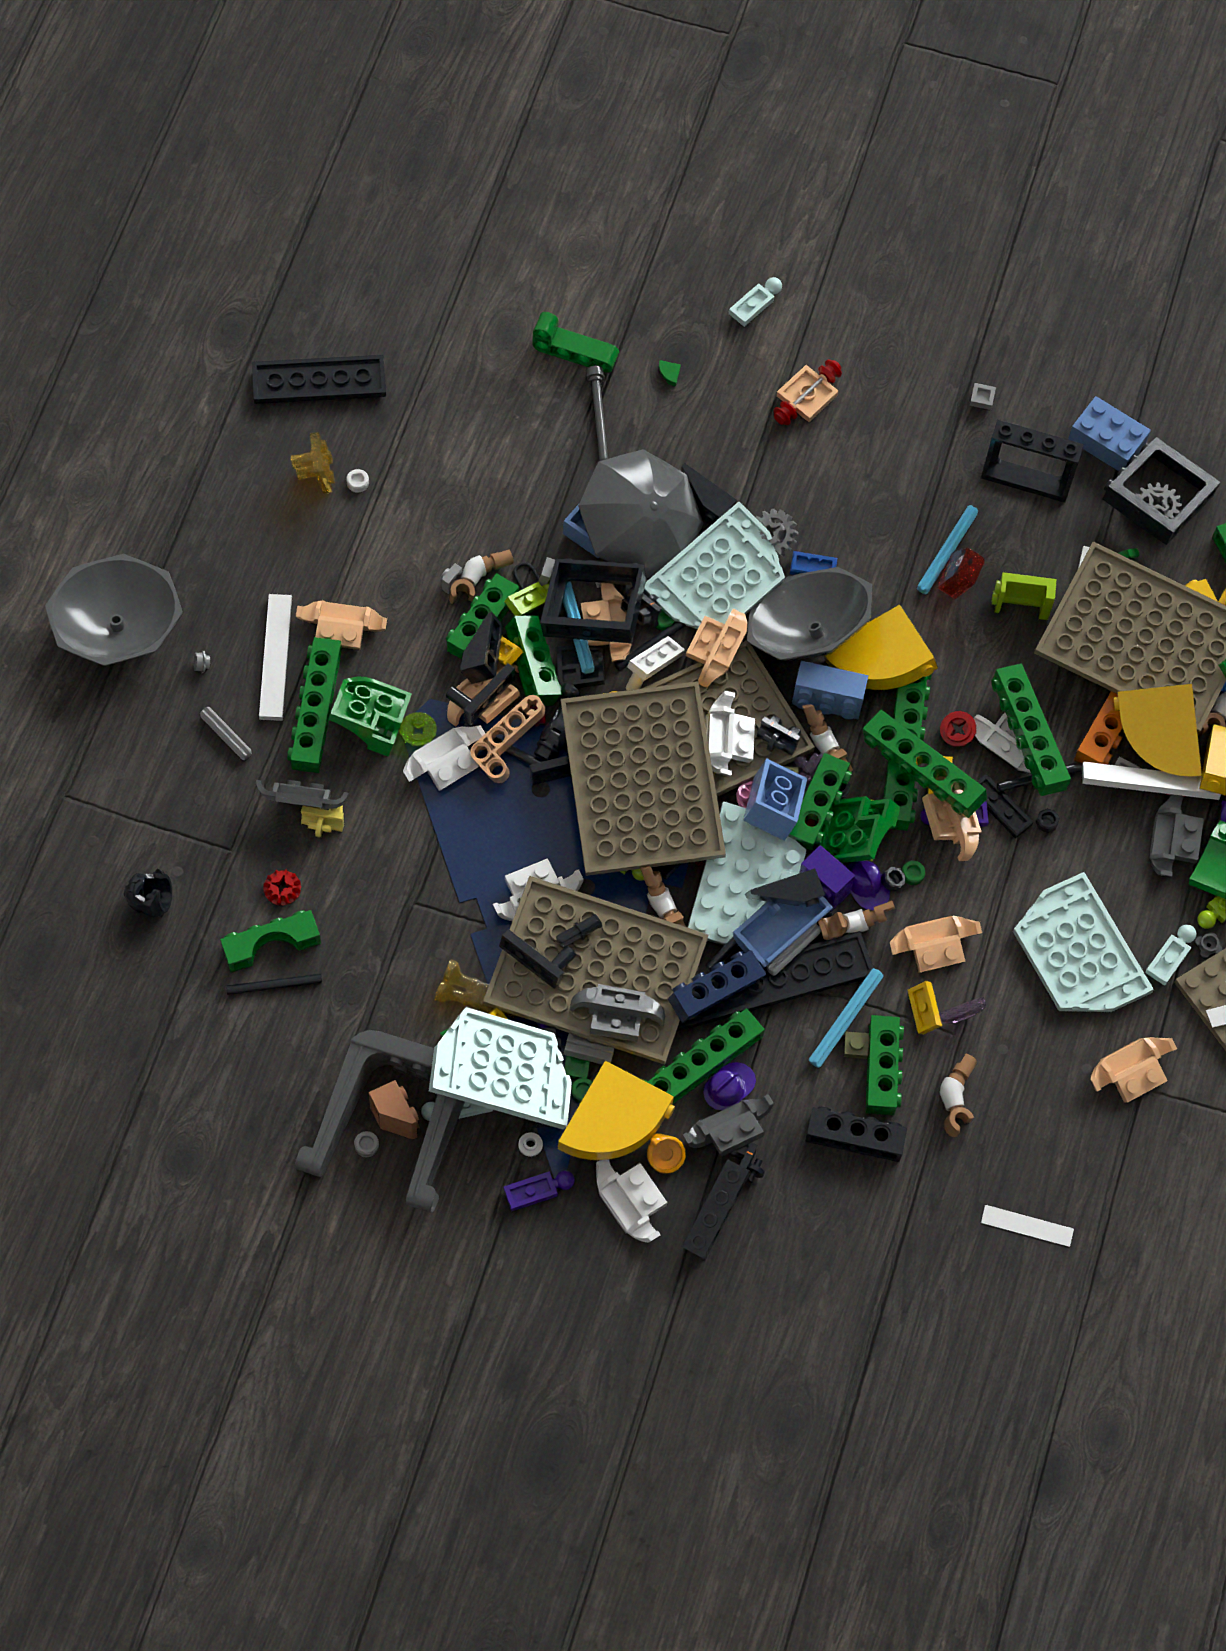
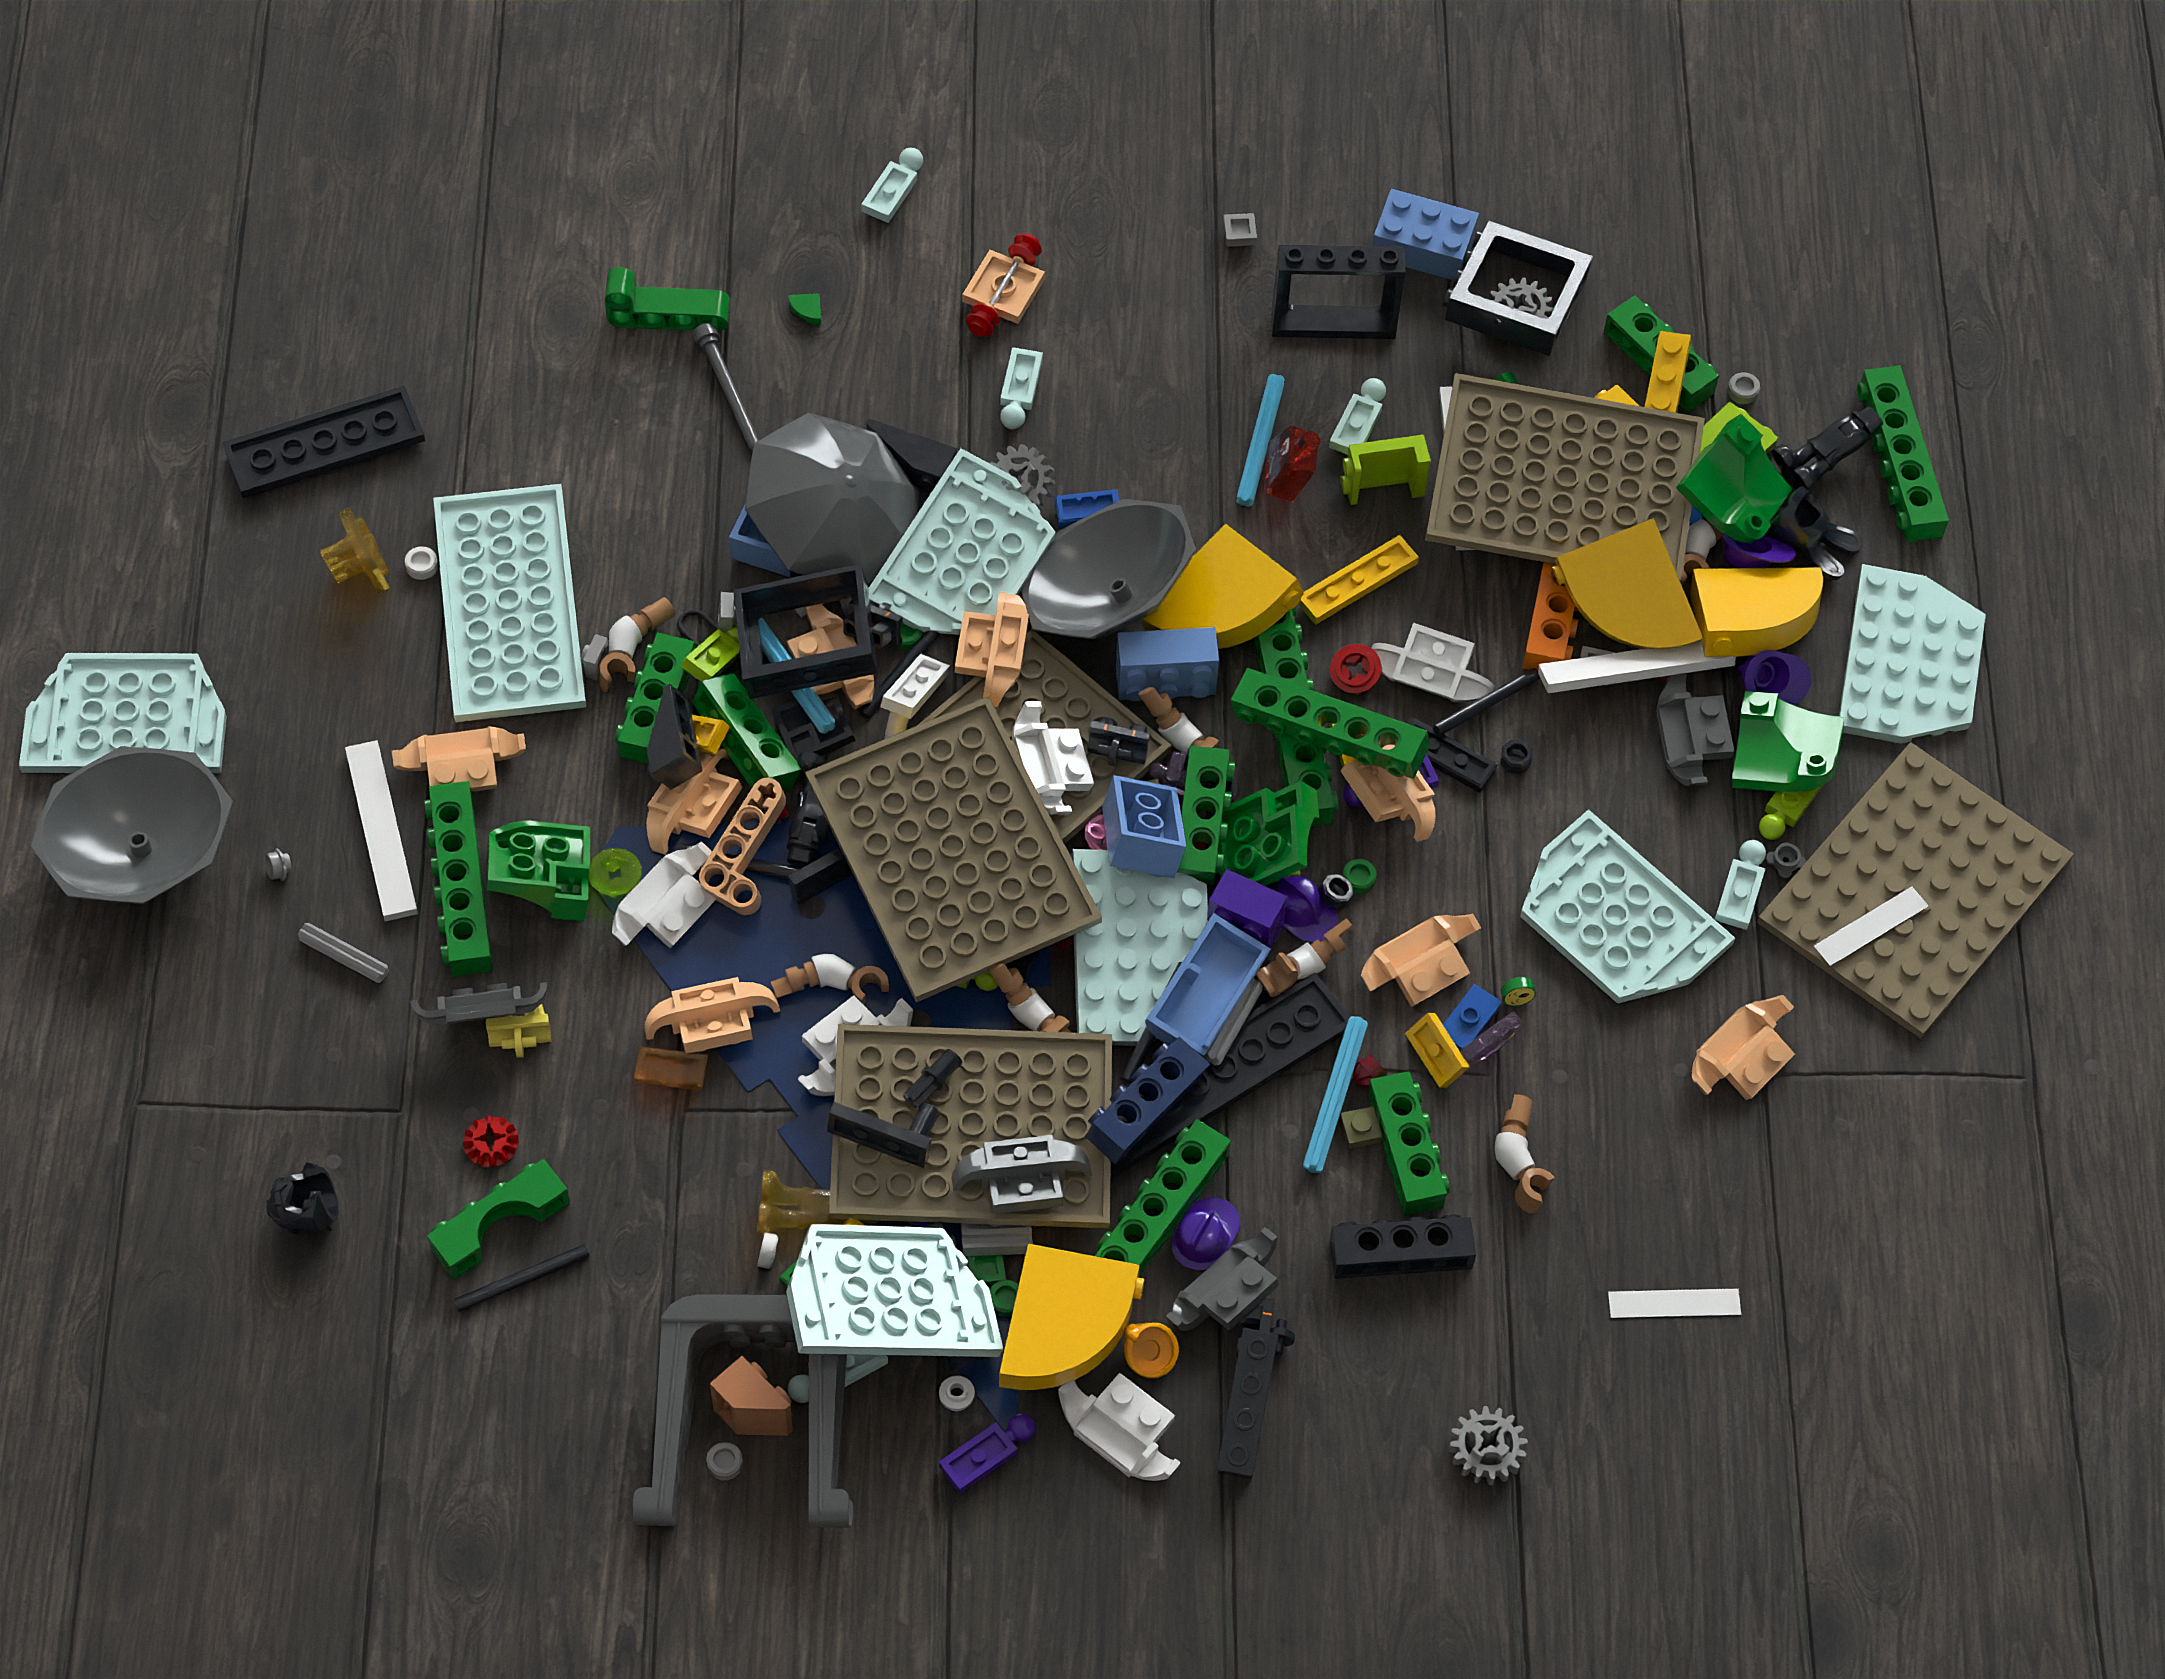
camera: 15 degrees left, 5 degrees down
(136, 524) = (122, 701): none -> light aqua plate
(406, 524) = (508, 603): none -> light aqua plate
(413, 872) = (671, 1068): none -> clear orange plate
(437, 1013) = (768, 1250): none -> white tile
(451, 843) = (711, 1013): none -> light nougat plate
(475, 707) = (687, 819): black piece -> none
(538, 837) = (832, 972): none -> medium nougat piece
(793, 890) = (1209, 940): black slope -> none
(795, 467) = (1019, 386): none -> light aqua plate
(862, 1273) = (1494, 1459): none -> light grey gear
(873, 1007) = (1367, 1069): none -> dark red plate
(955, 991) = (1471, 1016): none -> blue plate
(979, 666) = (1358, 579): none -> yellow plate
(993, 983) = (1518, 991): none -> tile
(1015, 679) = (1456, 641): green brick -> none
(1020, 552) = (1359, 416): none -> light aqua plate

